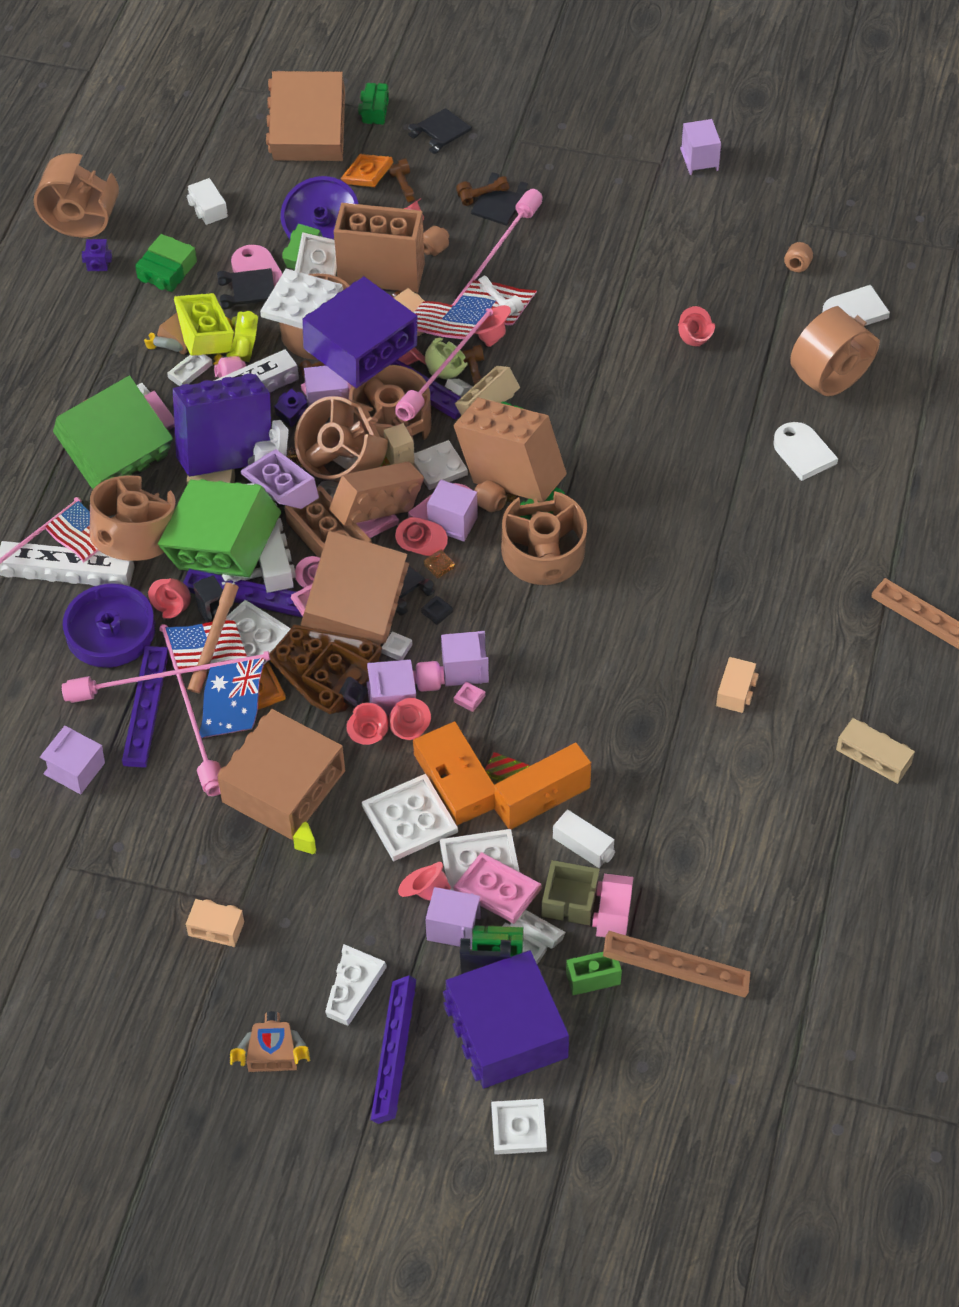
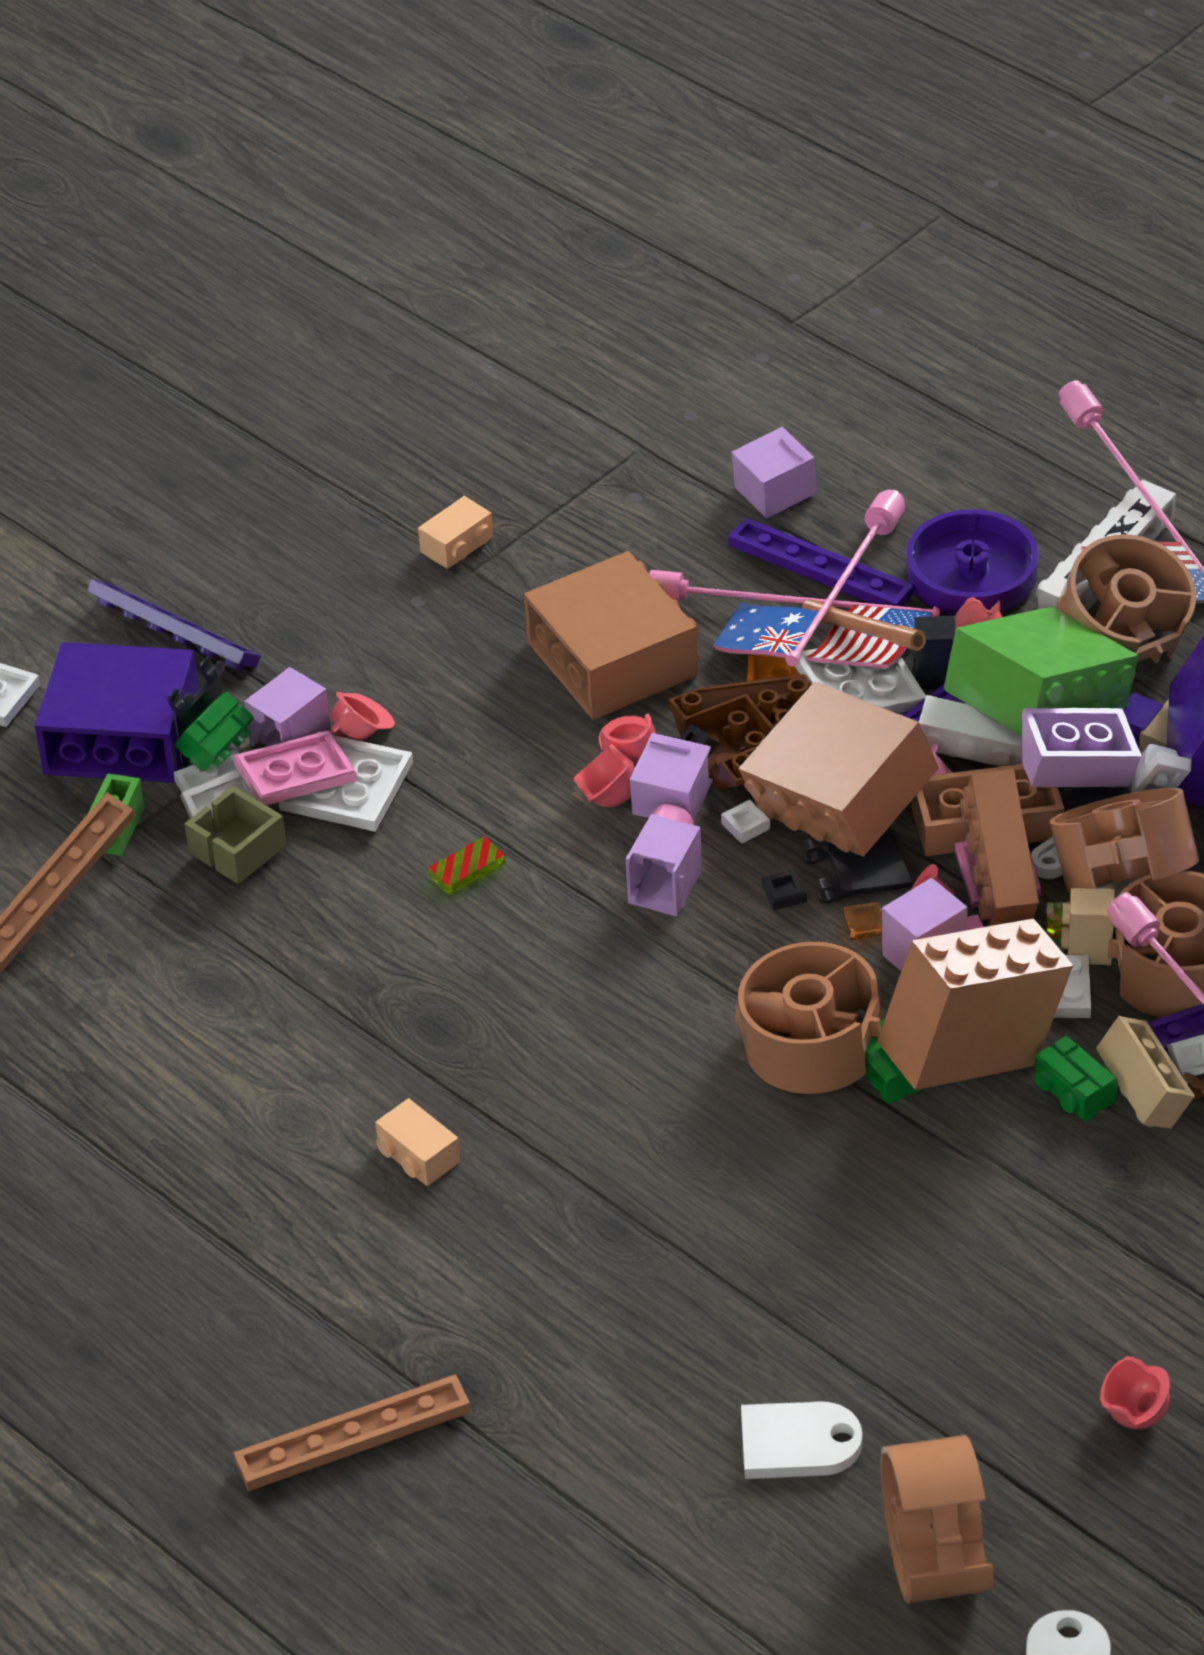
camera: 120 degrees right, 10 degrees down
(270, 1046) = (258, 527): torso -> none
(304, 839) = (509, 640): neon yellow slope -> none
(354, 982) = (284, 623): white wing -> none
(409, 817) = (469, 743): white plate -> none
(455, 773) = (497, 801): orange brick -> none
(469, 696) = (611, 870): bright pink tile -> none
(542, 786) = (403, 863): orange brick -> none
(583, 839) = (306, 886): white brick -> none
(614, 904) = (189, 874): bright pink brick -> none
(875, 750) = (195, 1244): tan brick -> none

